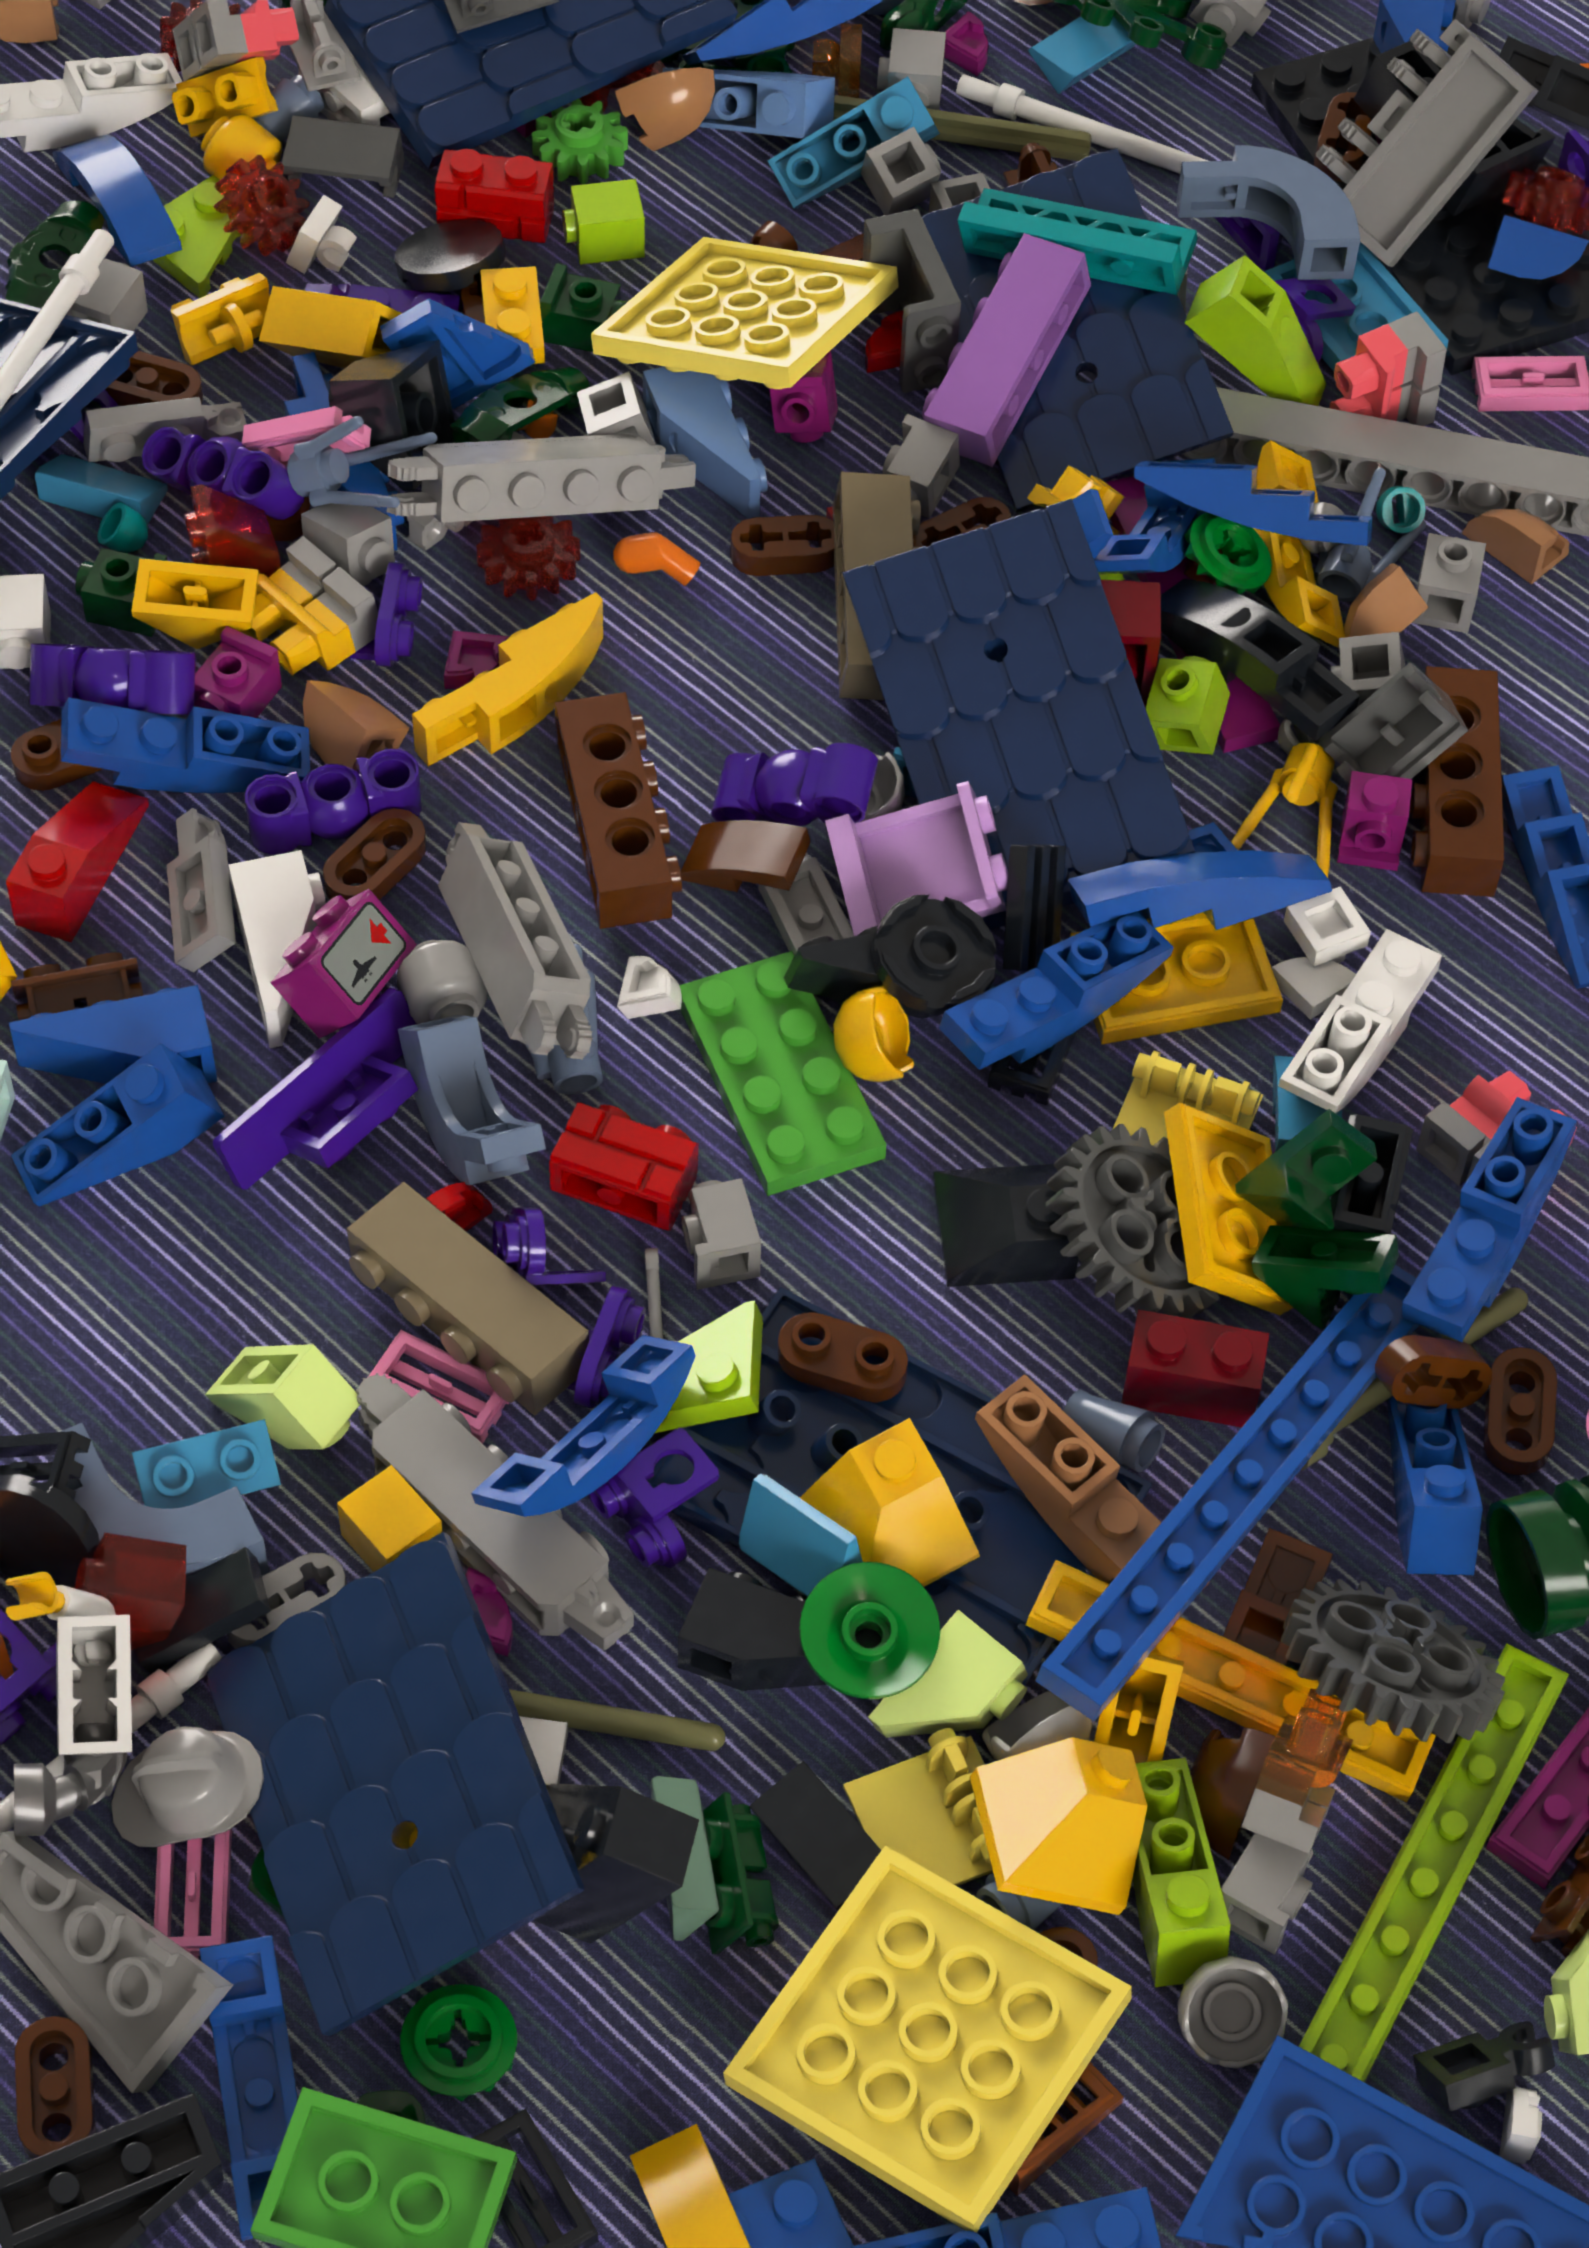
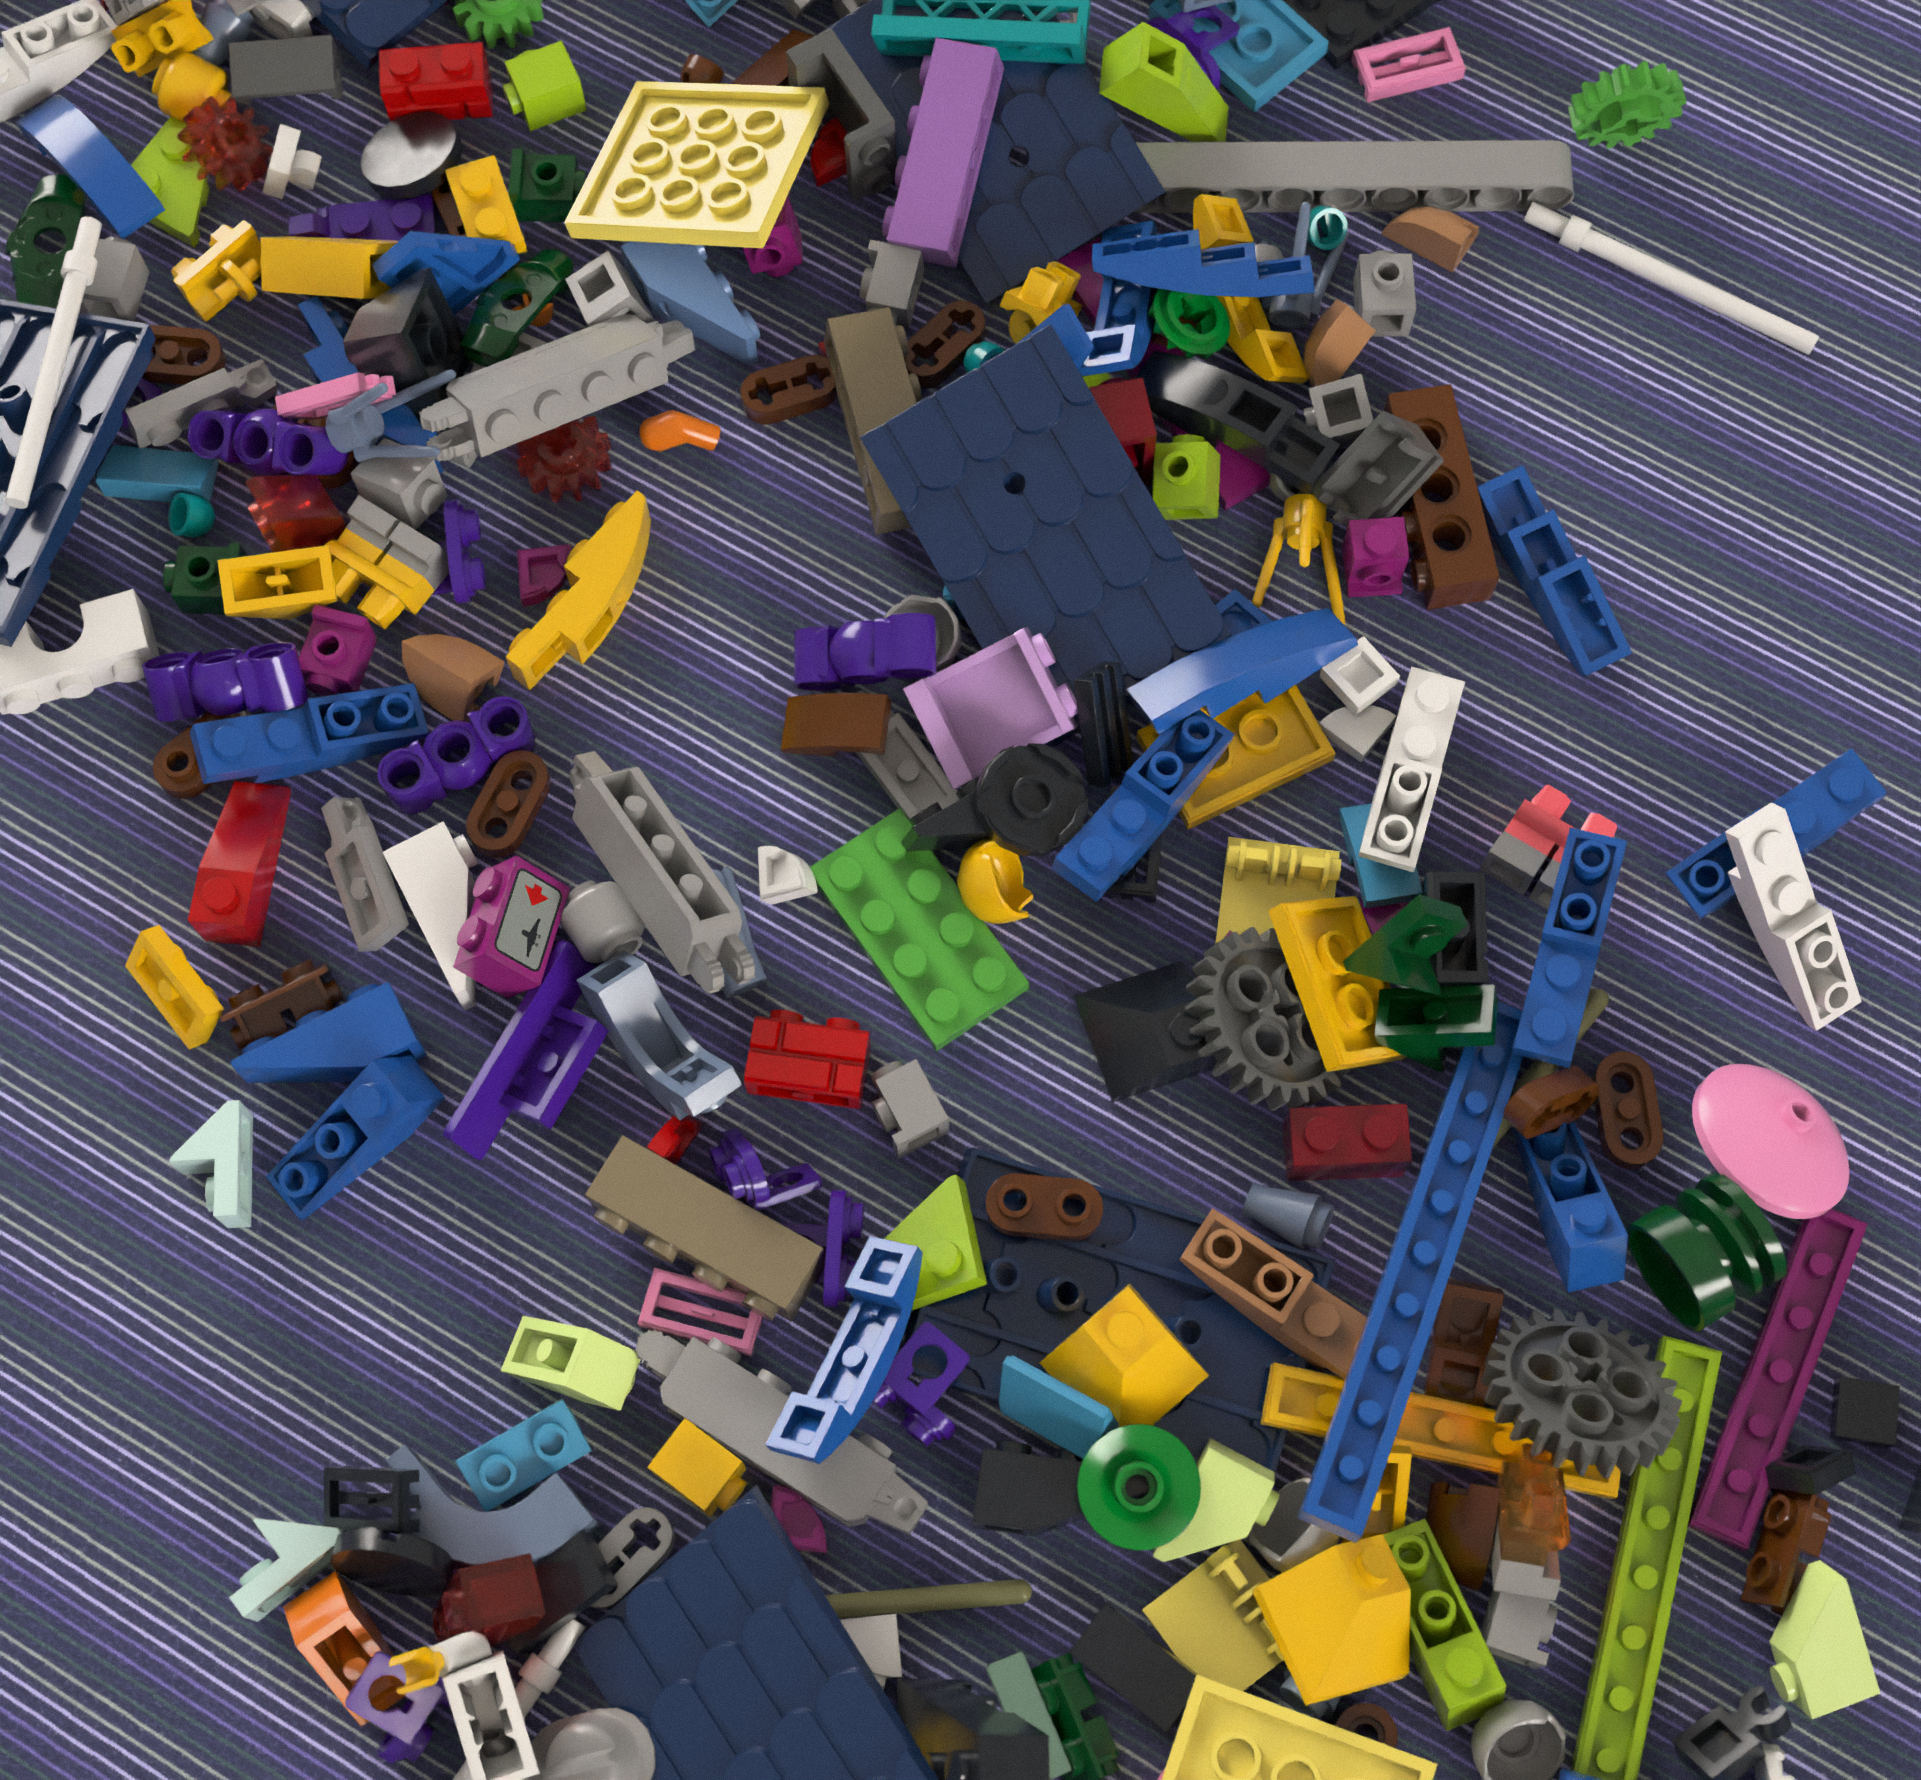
camera: 10 degrees left, 15 degrees up
(615, 810) = (733, 780): reddish brown brick -> none
(653, 1292) = (854, 1146): light grey hinge -> none
(1393, 372) = (1289, 93): hips -> none

